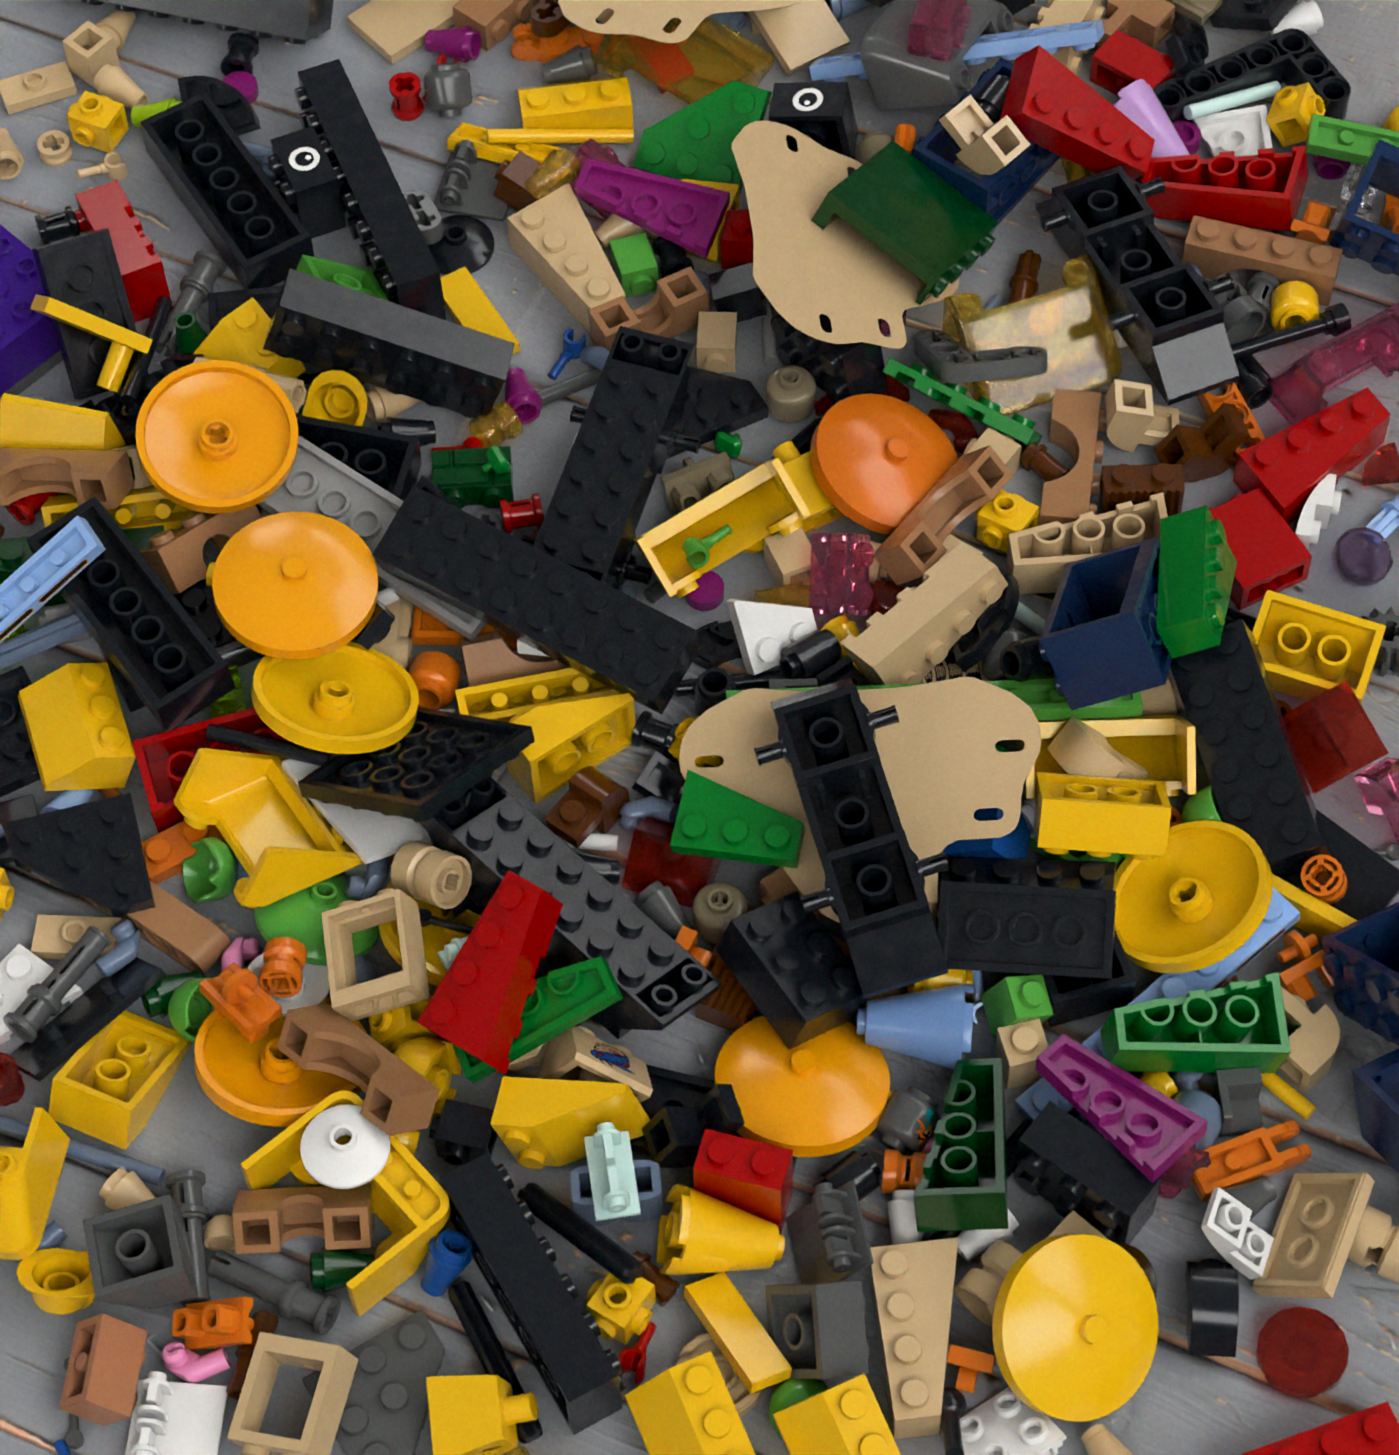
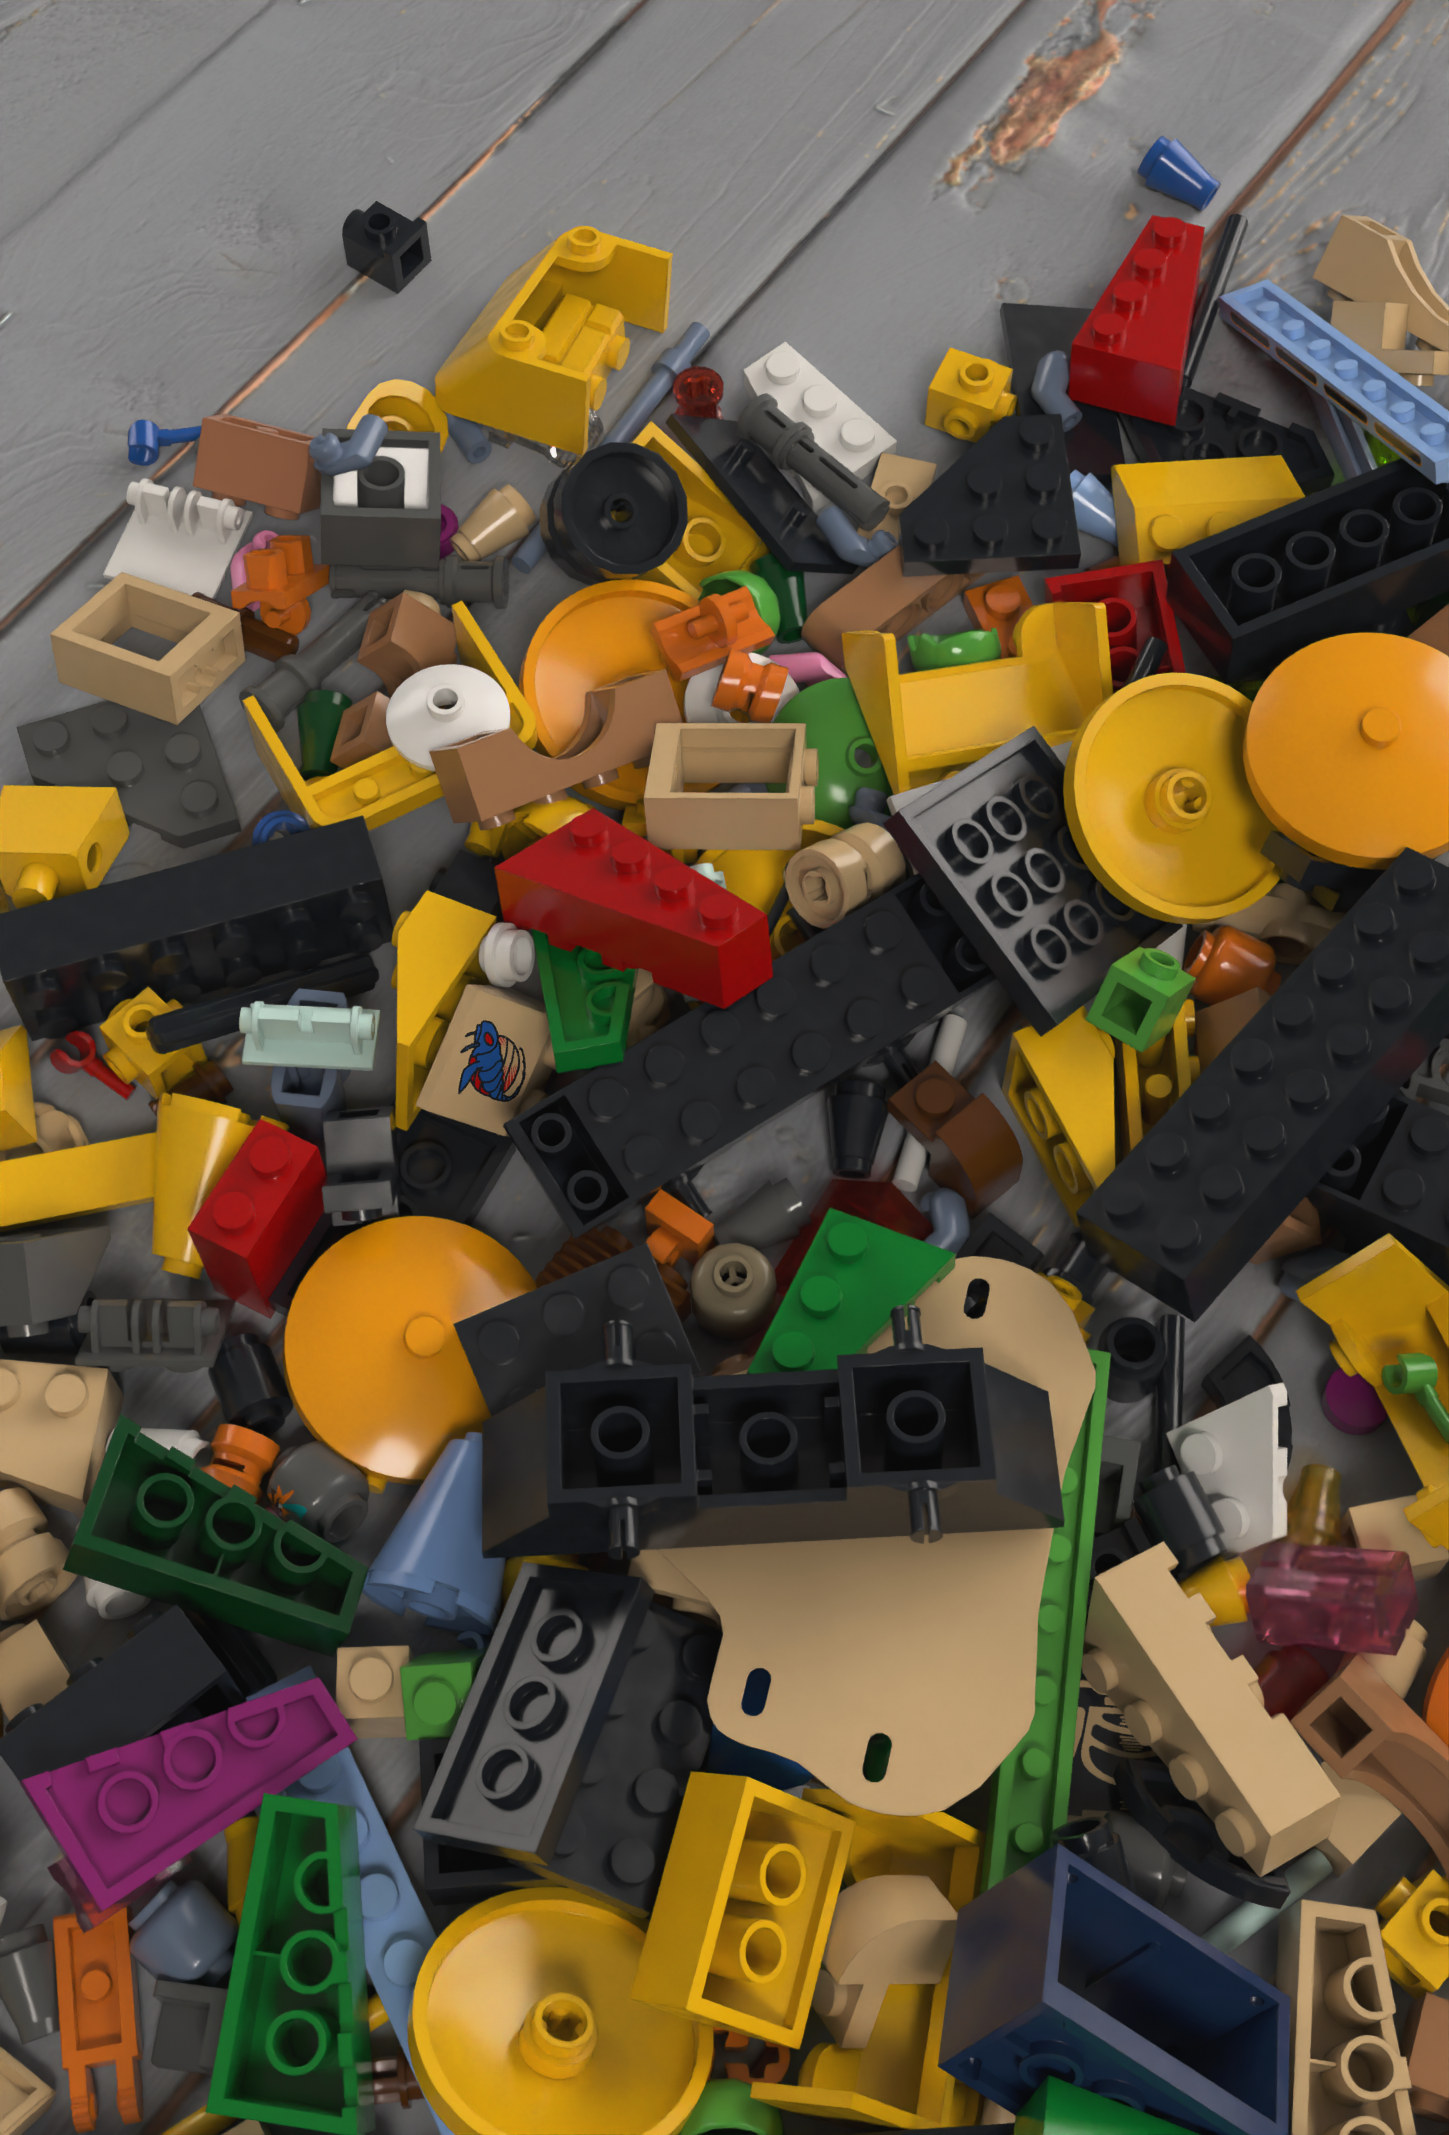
camera: 100 degrees right, 5 degrees up
(123, 1258) = (355, 454): none -> sand blue arm
(154, 1075) = (619, 482): none -> black wheel
(495, 692) = (1141, 997): none -> bright green brick
(529, 1064) = (507, 955): none -> white plate

